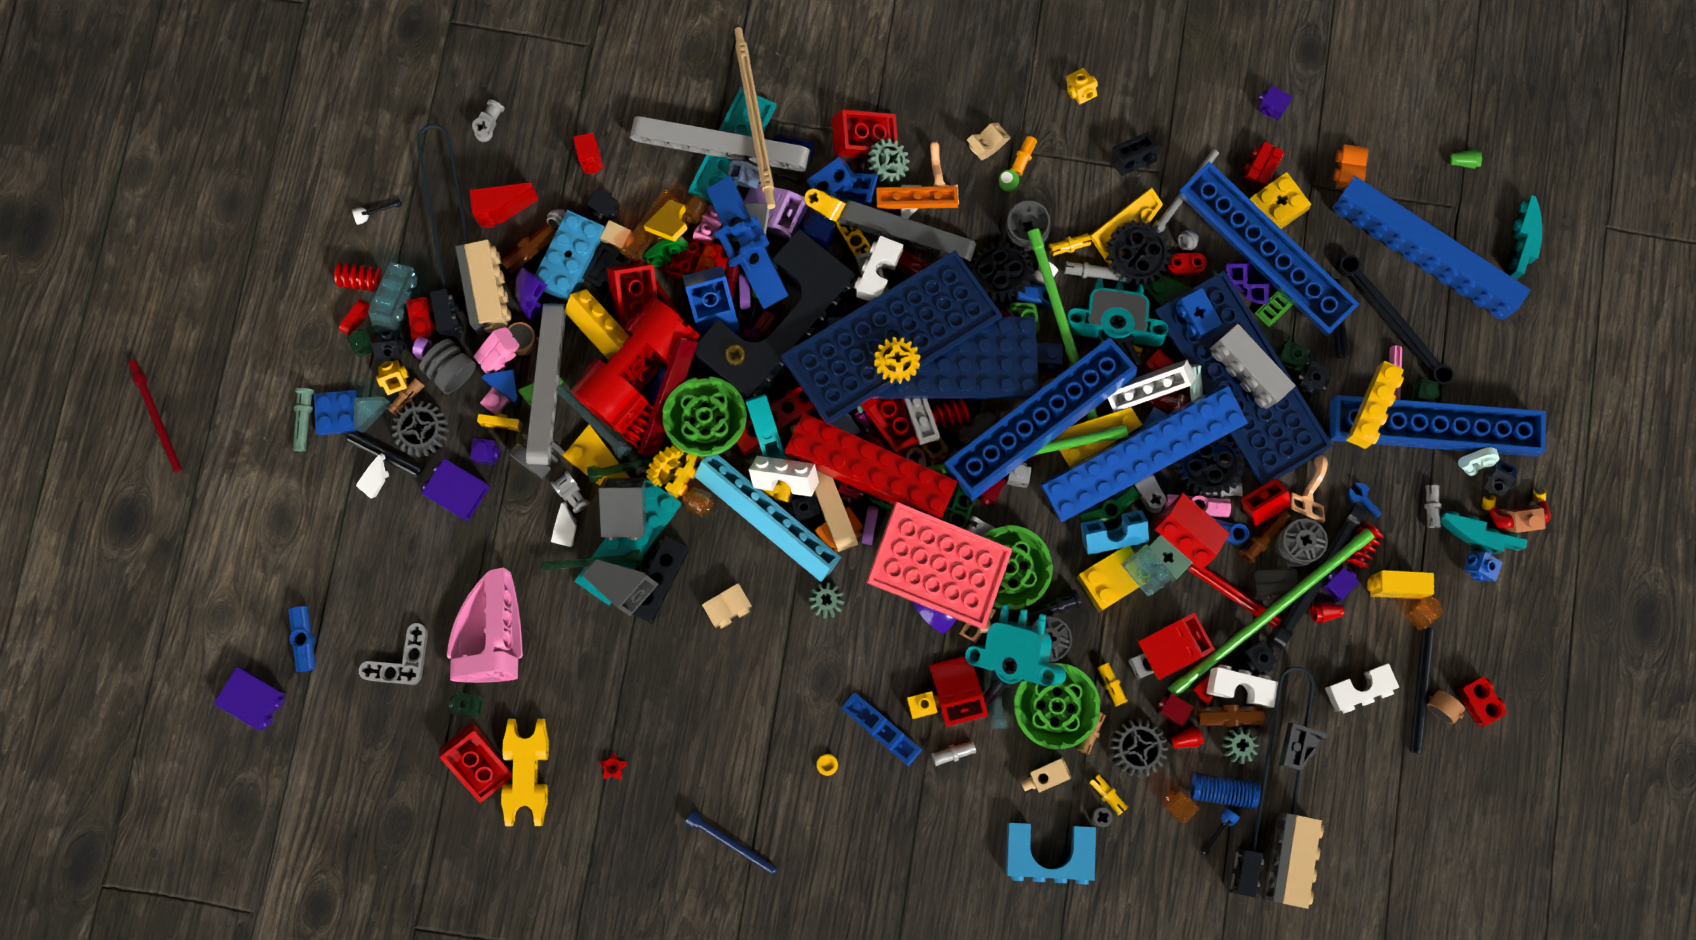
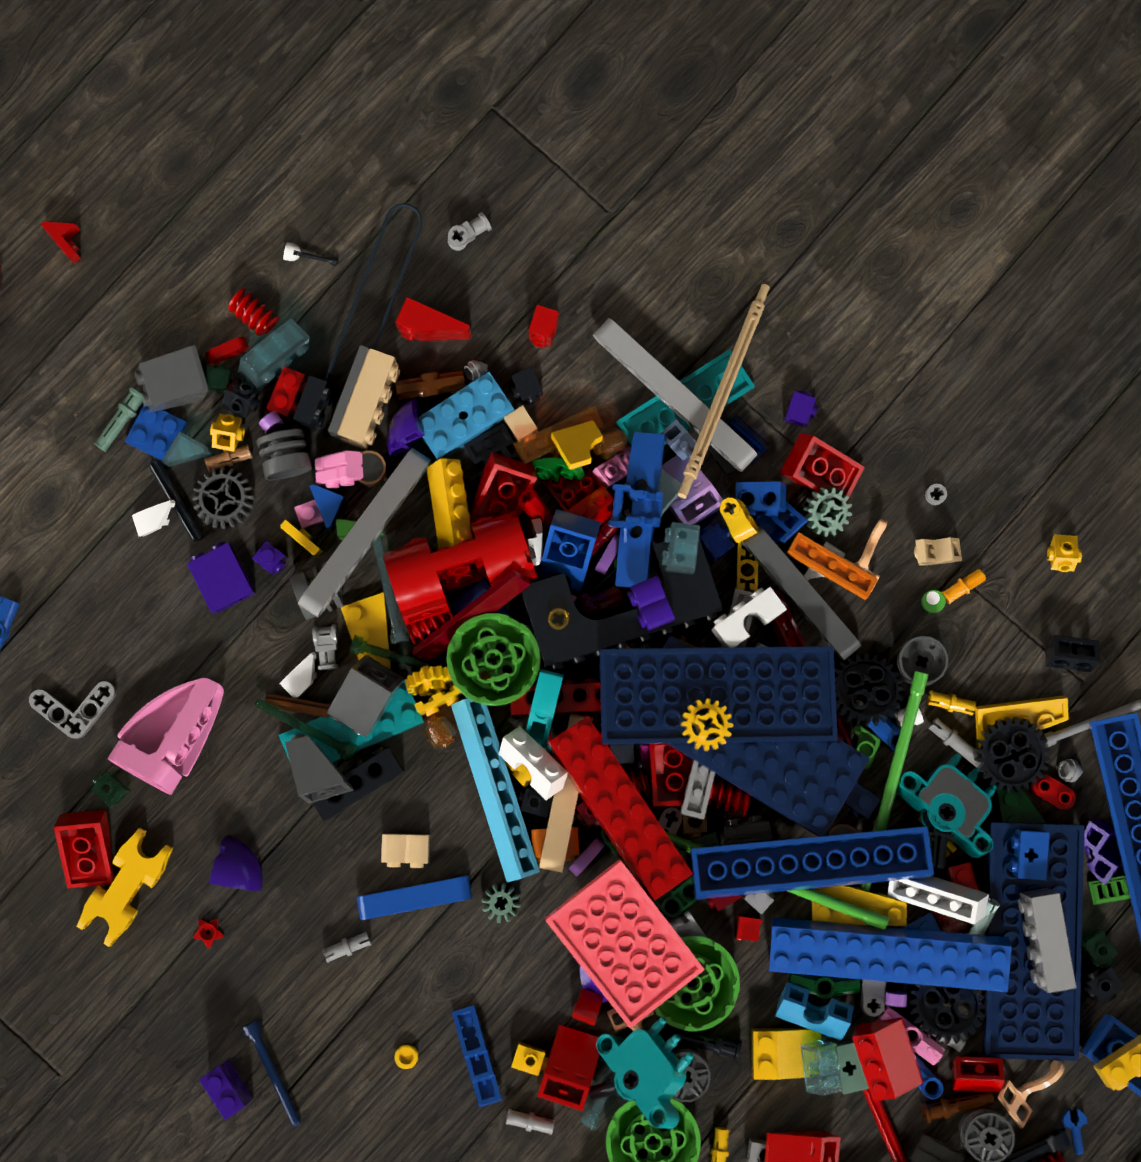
camera: 30 degrees right, 5 degrees up
(171, 308) = (62, 235): none -> red slope
(325, 362) = (172, 380): none -> dark grey slope
(577, 548) = (298, 705): none -> reddish brown axle
(604, 700) = (236, 866): none -> dark purple brick
(669, 291) = (535, 509): none -> red axle
(682, 310) = (536, 544): none -> white slope
(701, 875) = (226, 1089): none -> dark purple brick
(728, 709) = (346, 947): none -> light grey pin
(756, 639) = (414, 897): none -> blue beam
(795, 246) = (682, 548): none -> clear light blue brick
(799, 300) = (651, 603): none -> dark purple brick
(821, 100) = (801, 409): none -> dark purple brick
(942, 635) = (587, 1006): none -> red slope
(960, 95) = (941, 488): none -> light grey bush
(1025, 502) = (747, 928): none -> red panel
(1169, 483) = (896, 998): none -> medium lavender beam

